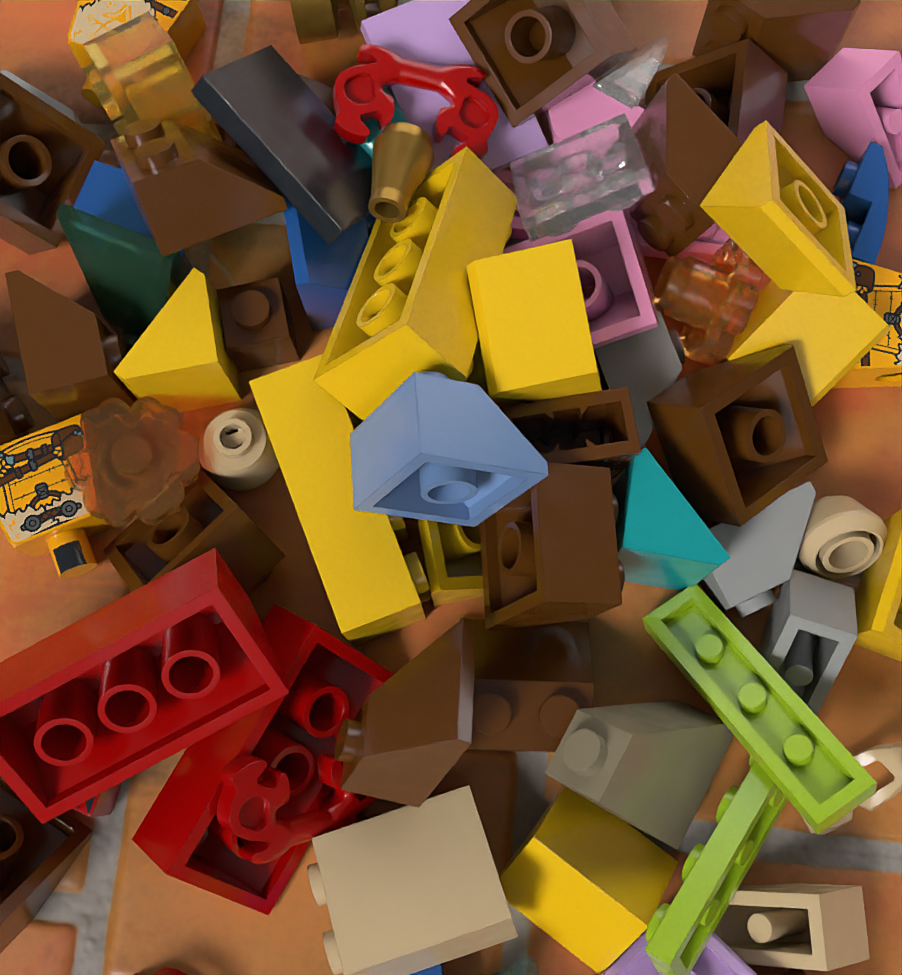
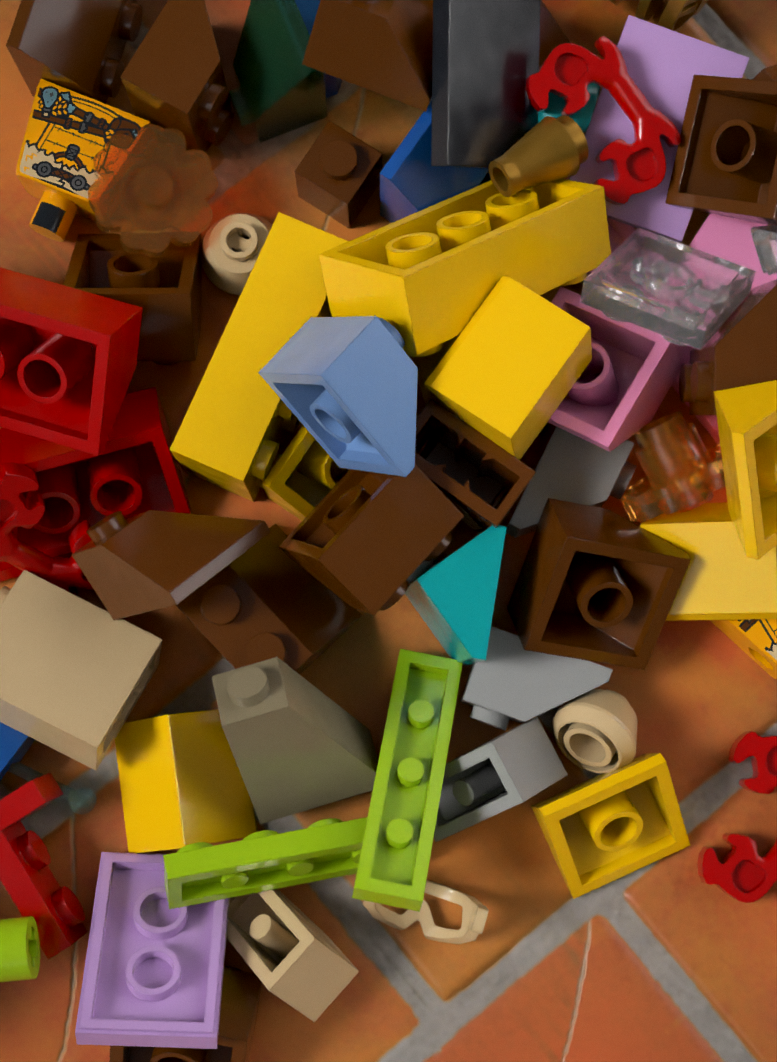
camera: 40 degrees right, 5 degrees up
(184, 352) = (262, 145): yellow slope -> none

